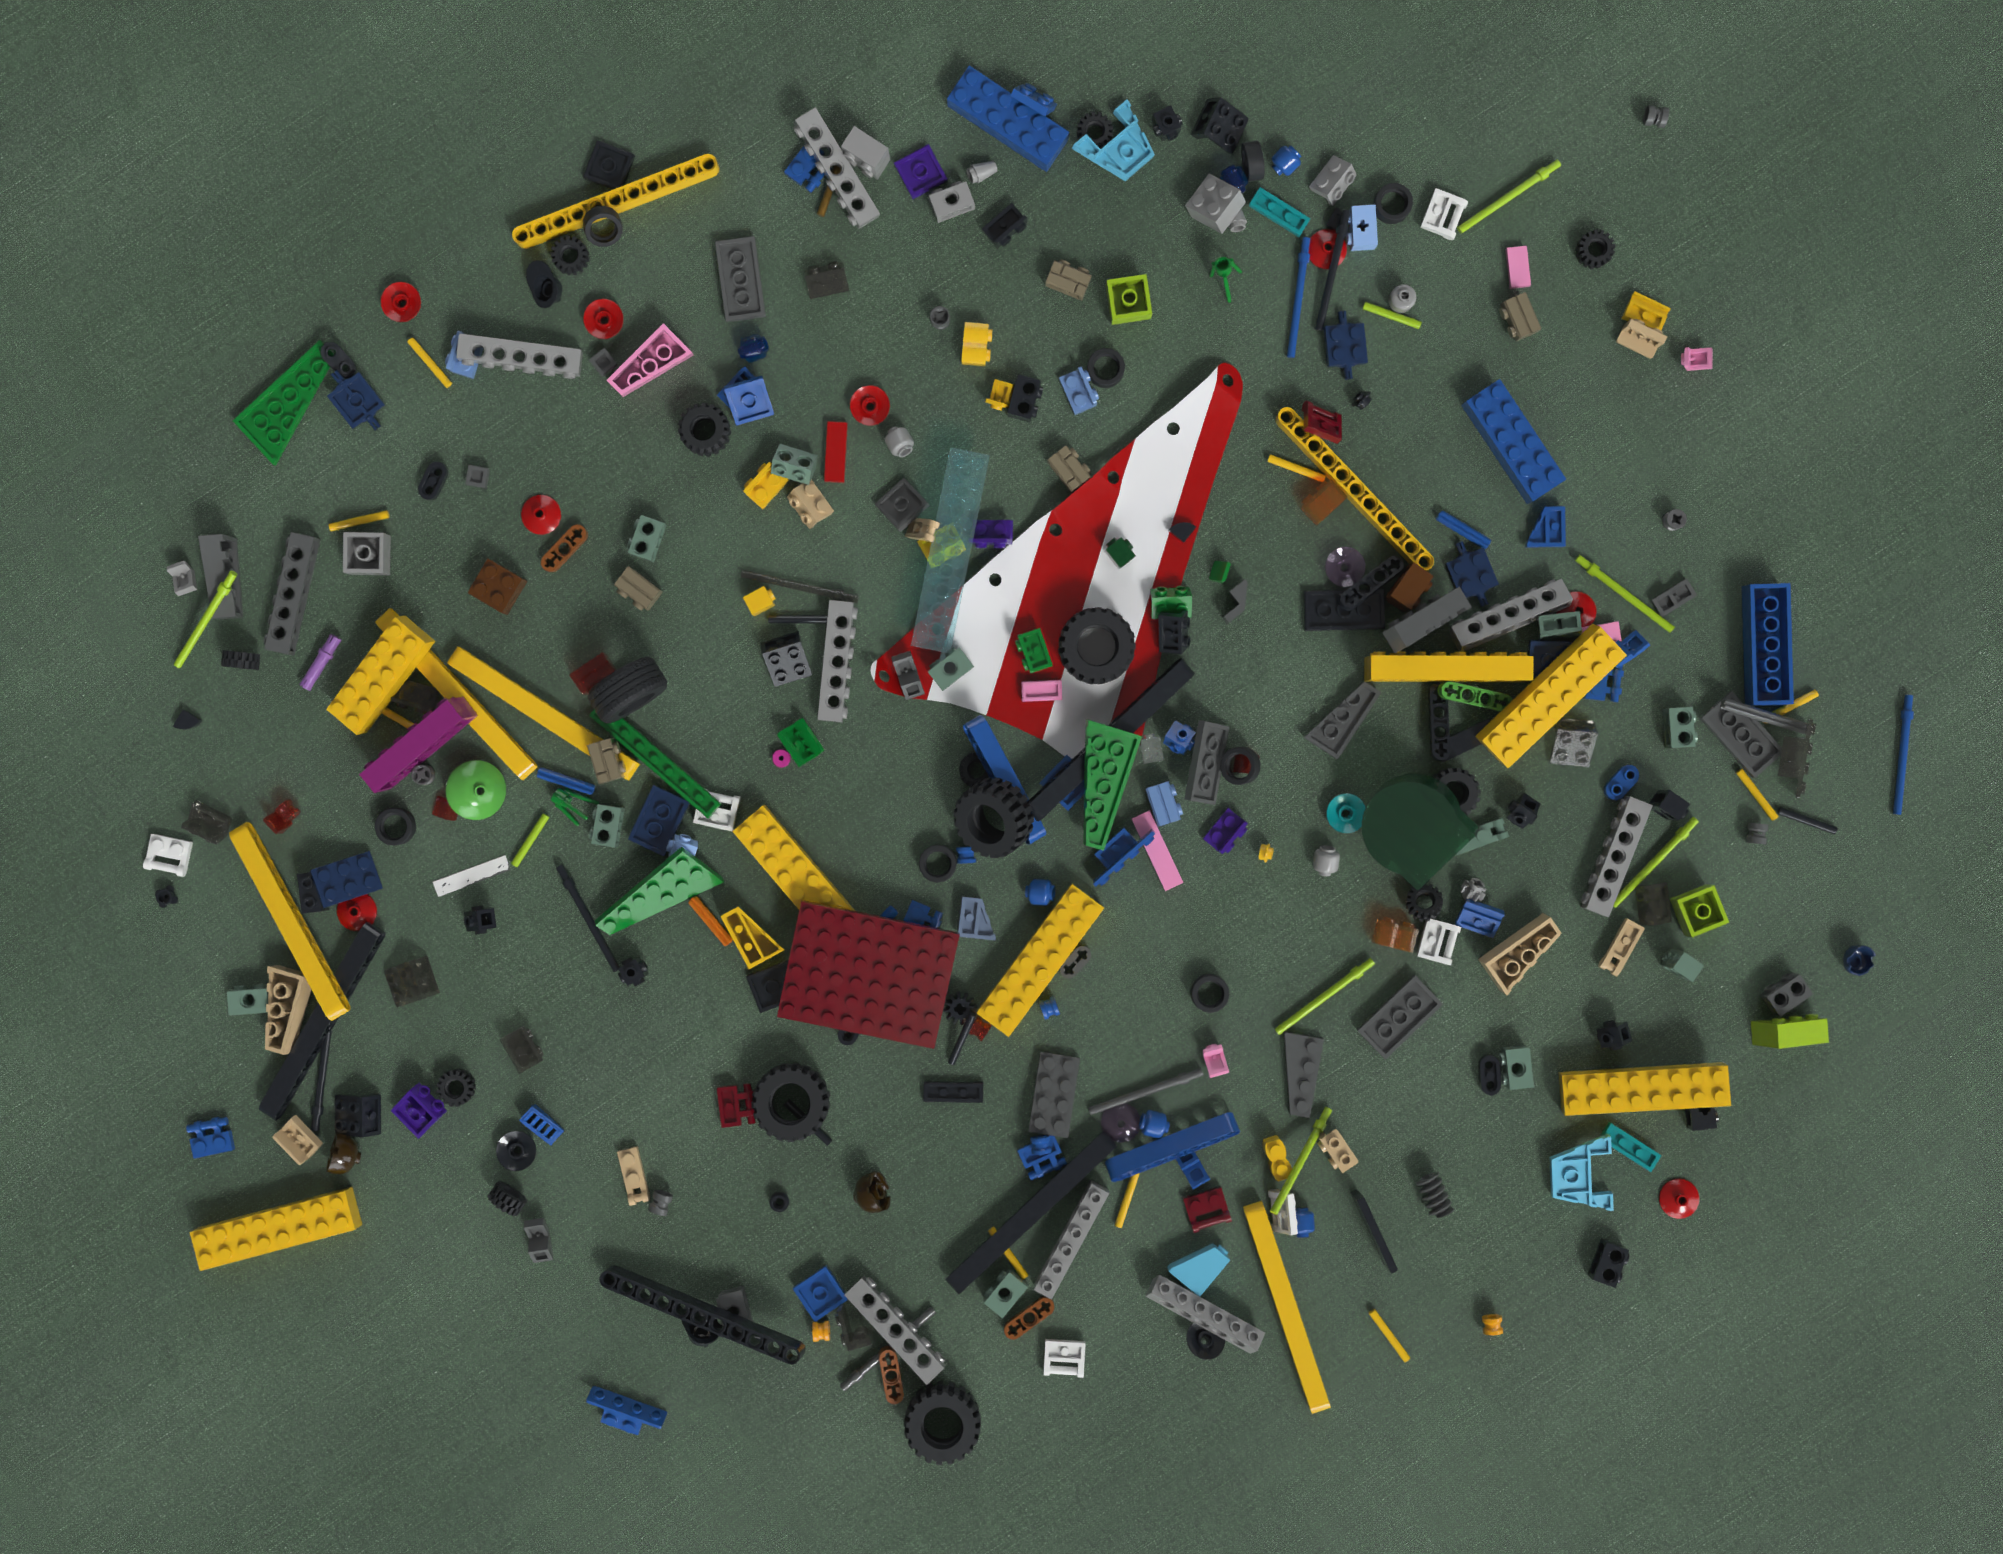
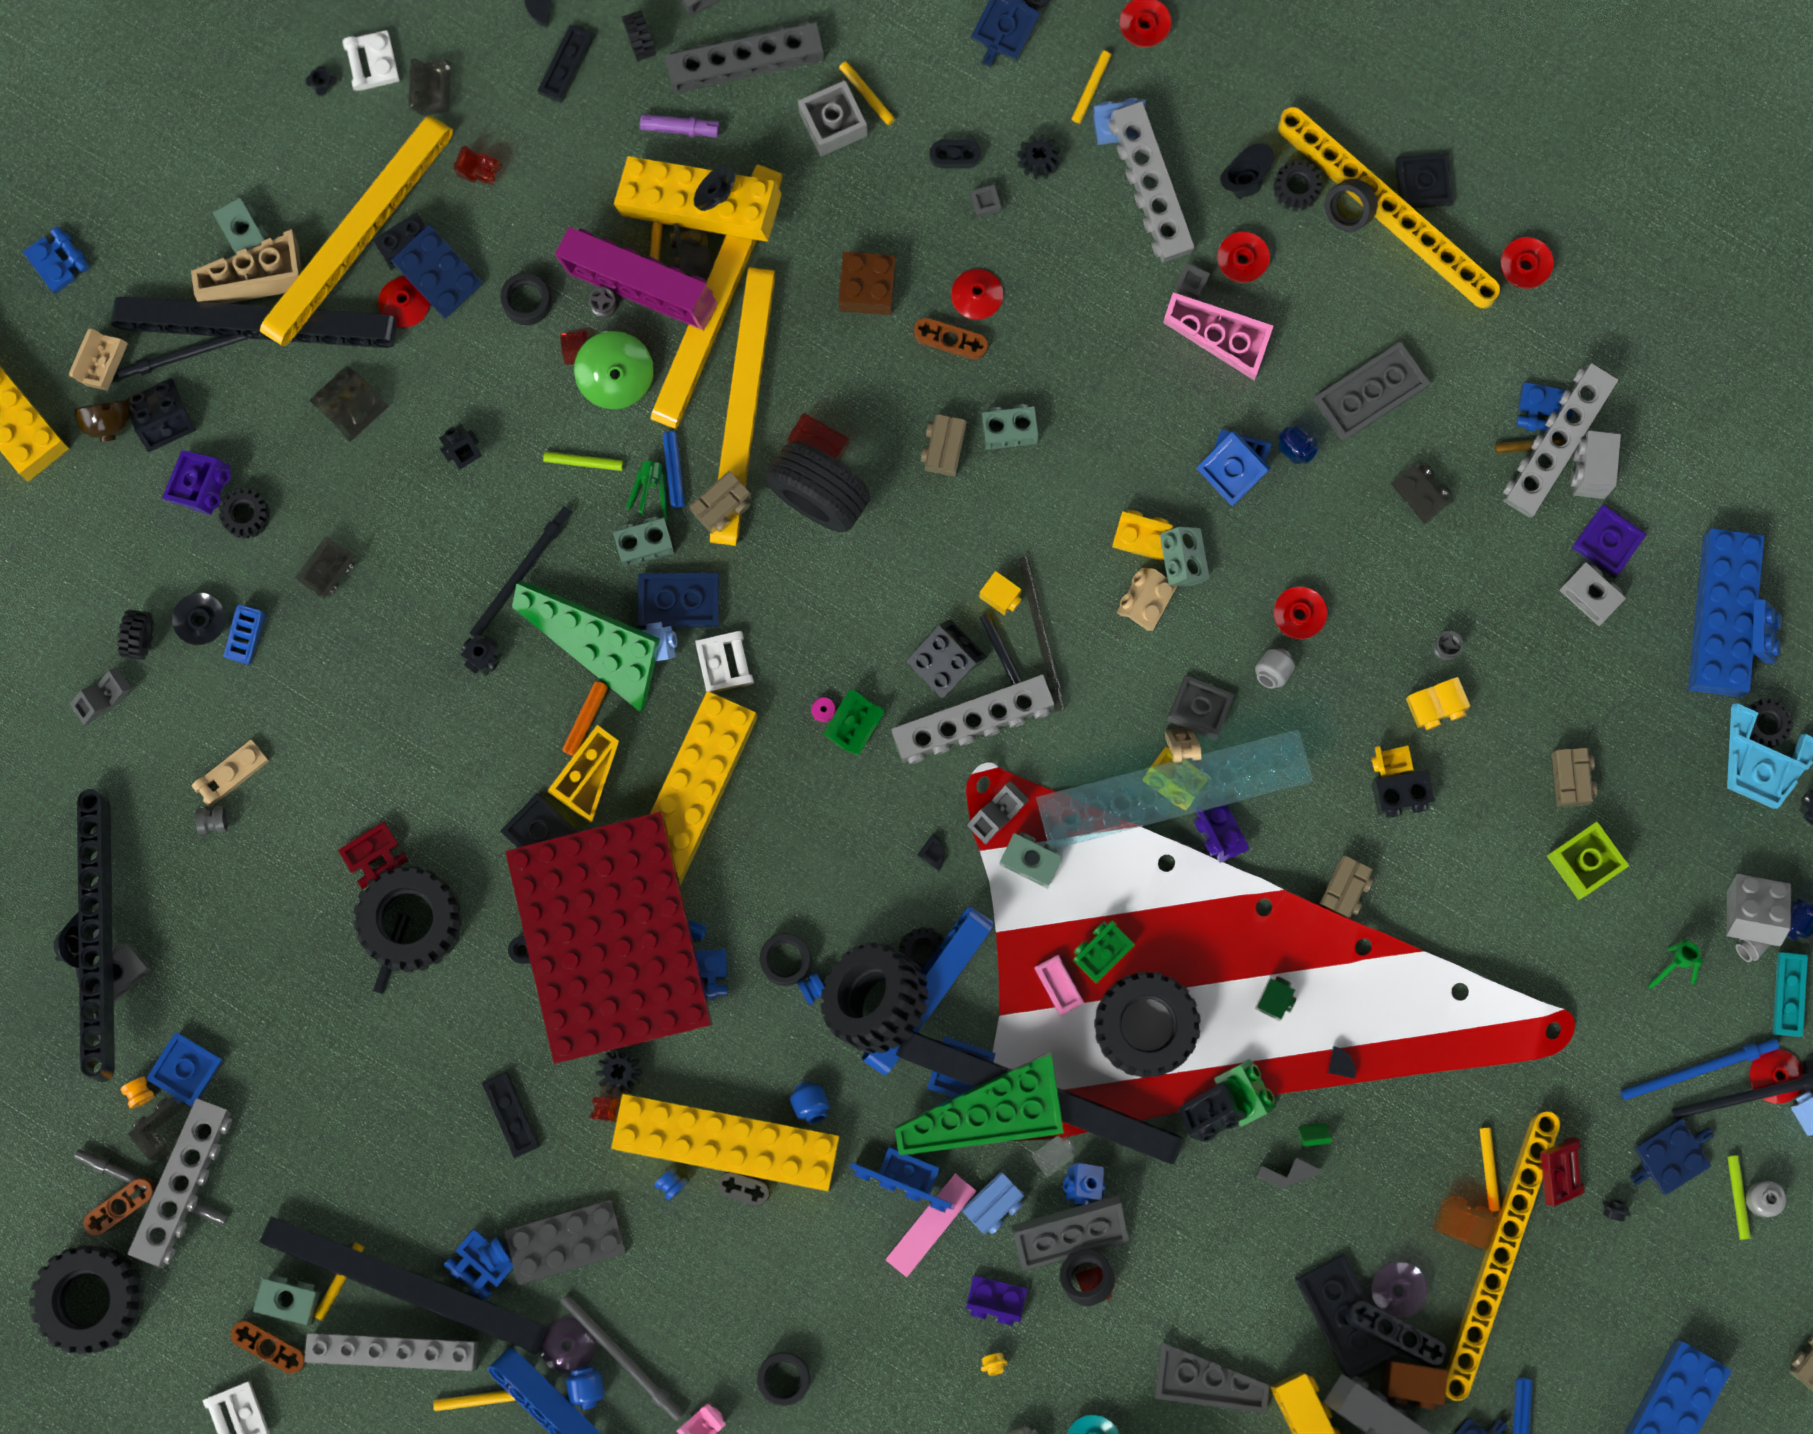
camera: 65 degrees right, 10 degrees down
(235, 720) = (565, 63): none -> black tile
(380, 661) = (714, 188): none -> black dish
(470, 425) = (1041, 165): none -> black gear
(471, 876) = (508, 414): white sticker -> none
(661, 765) = (746, 572): green tile -> none
(697, 117) = (1529, 251): none -> red dish
(700, 413) = (1172, 412): black tyre -> none
(776, 1207) = (269, 961): black plate -> none
(836, 452) = (1224, 600): red tile -> none
(871, 1193) = (338, 1073): dark brown cylinder -> none
(913, 731) = (933, 853): none -> black tile
(962, 1038) = (582, 1092): black bar -> none
(974, 920) = (736, 1038): sand blue wing -> none
(981, 171) = (1647, 611): light grey cone -> none
(1005, 225) = (1597, 670): black bracket -> none
(1078, 390) = (1445, 855): medium blue bracket -> none
(1108, 352) = (1510, 866): black tyre -> none

